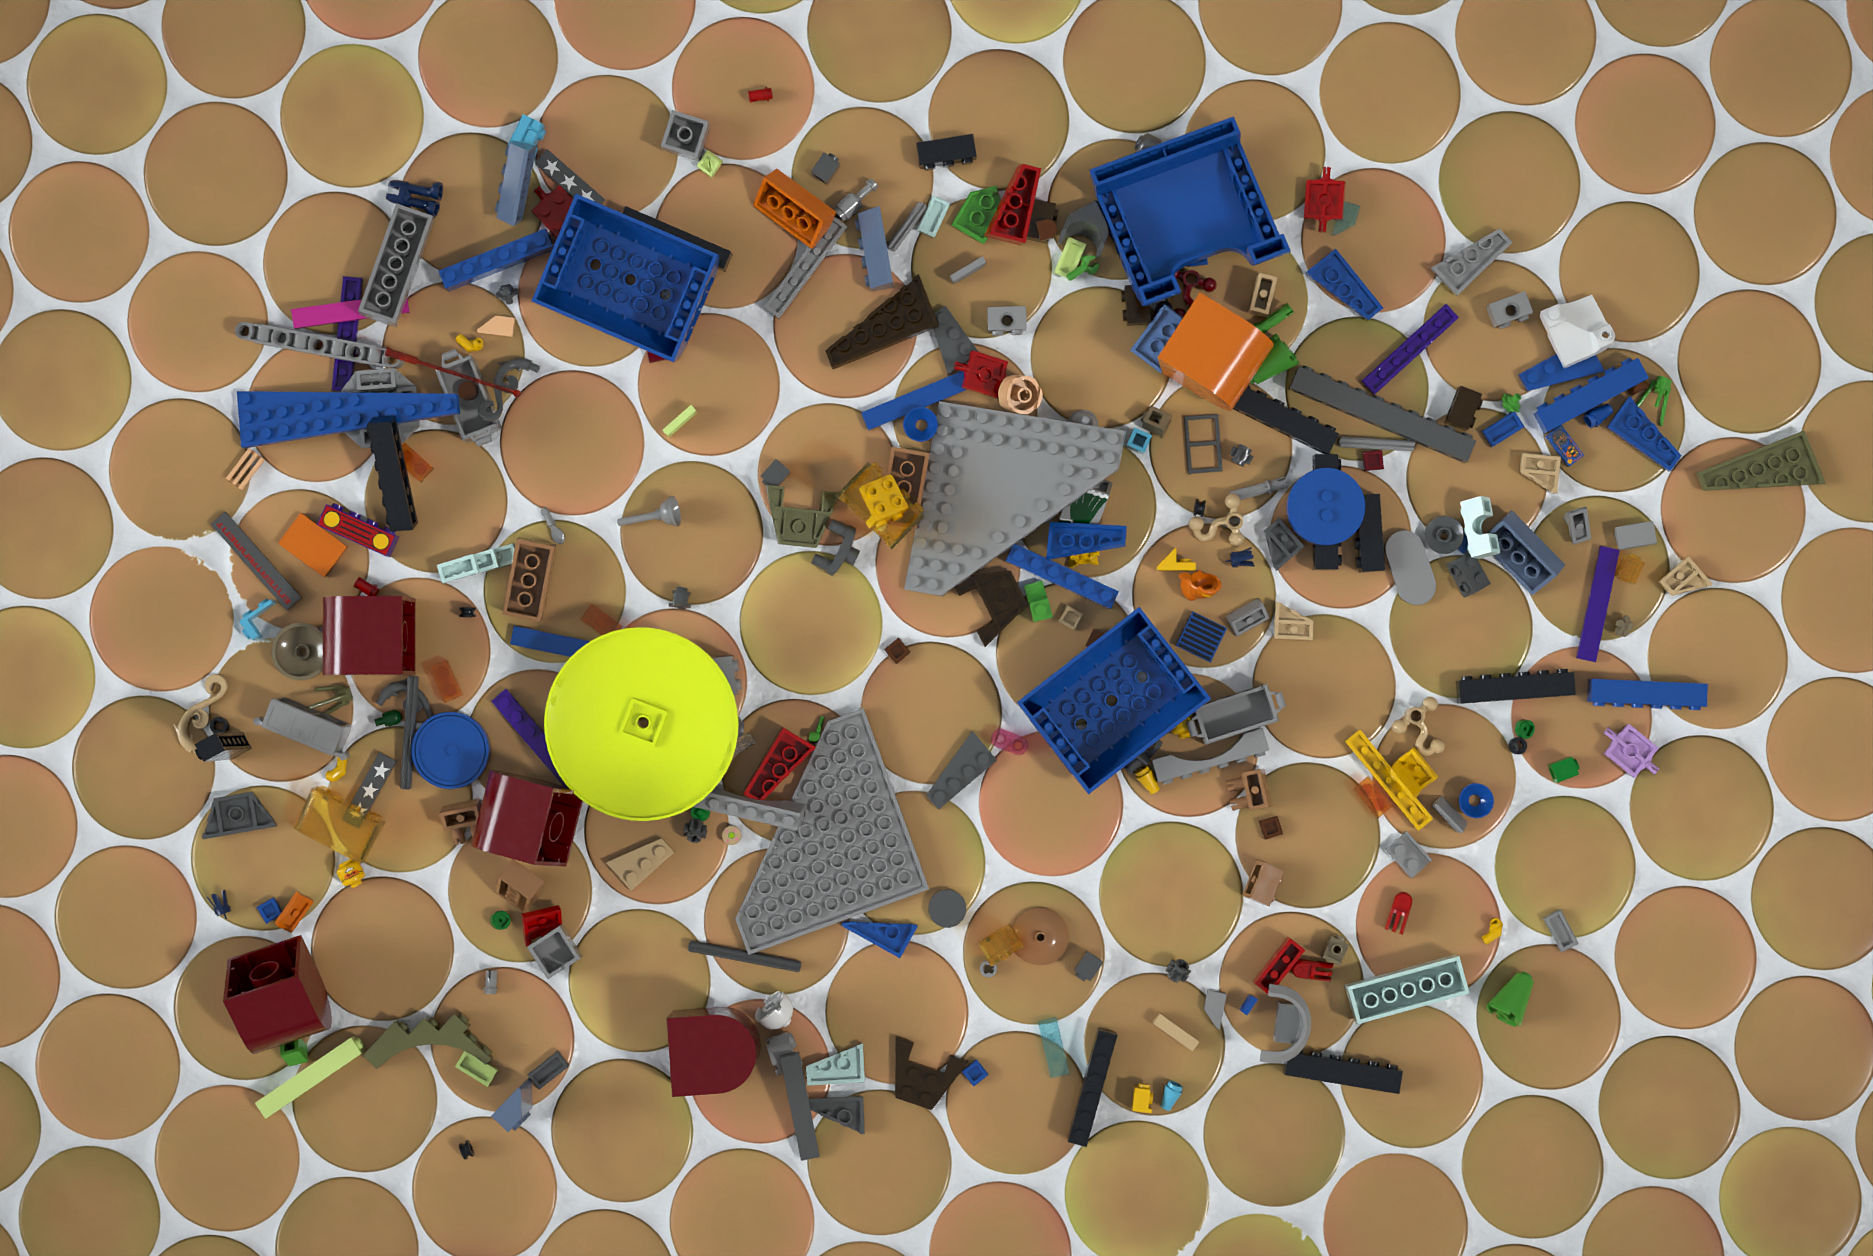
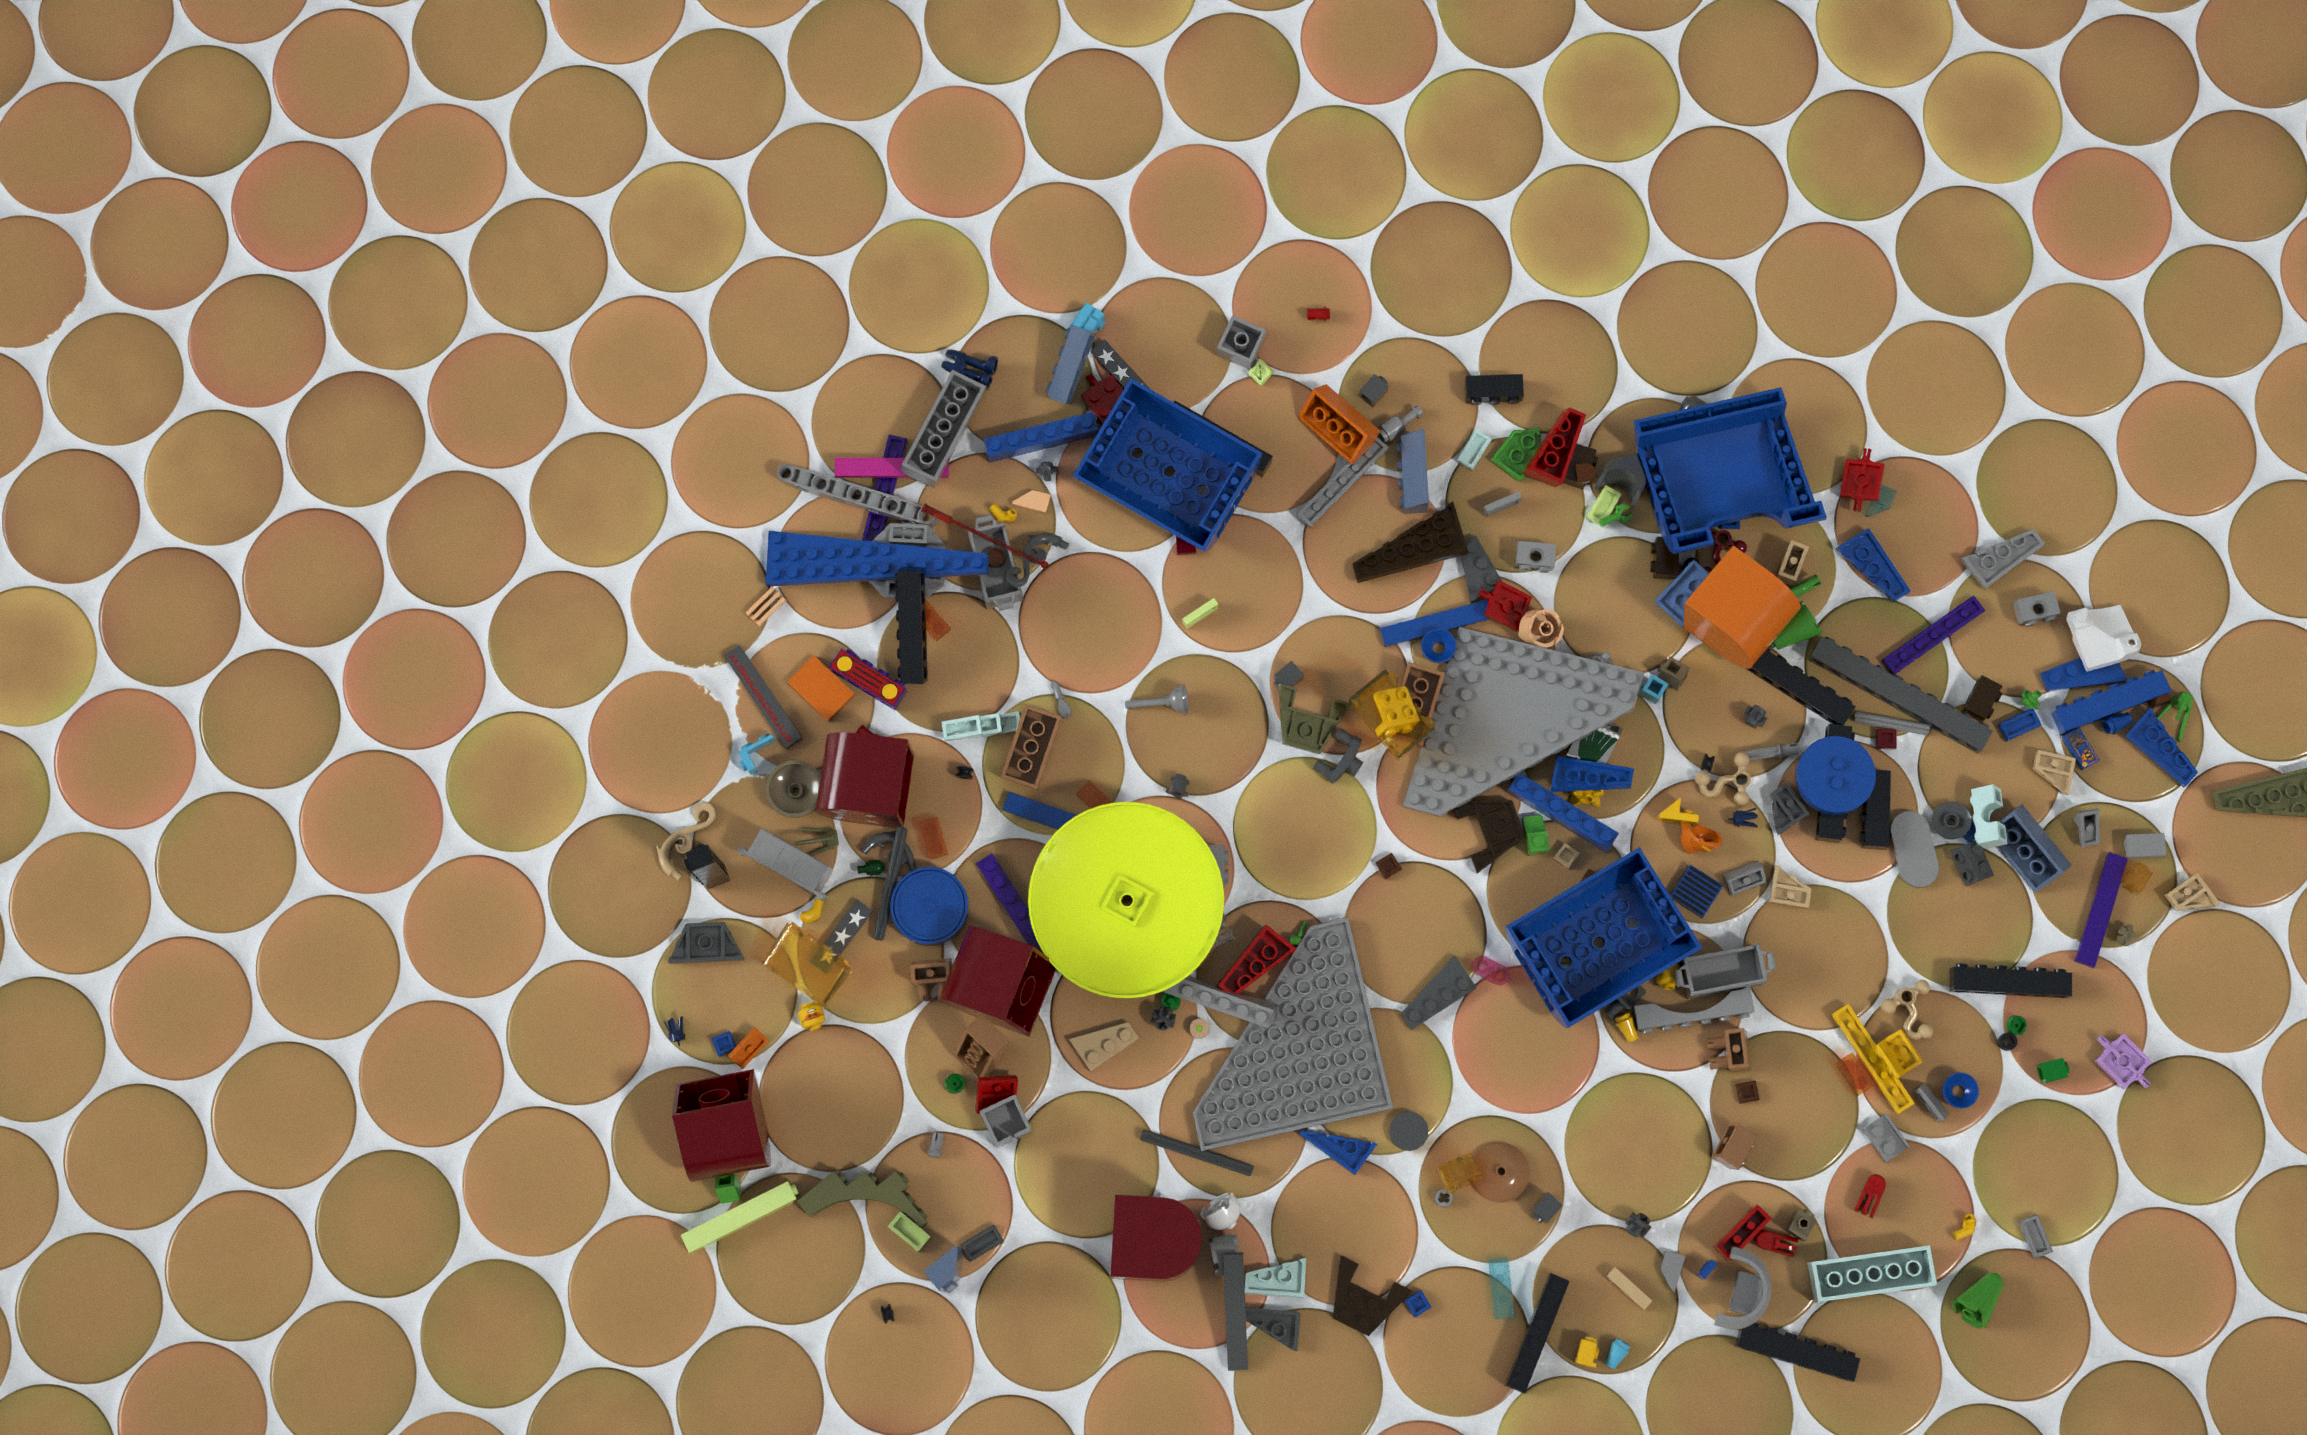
camera: 10 degrees right, 10 degrees down
(907, 226) = (1447, 455): light grey axle -> none
(1217, 443) = (1731, 702): dark grey window -> none
(1647, 692) = (2145, 1005): blue brick -> none

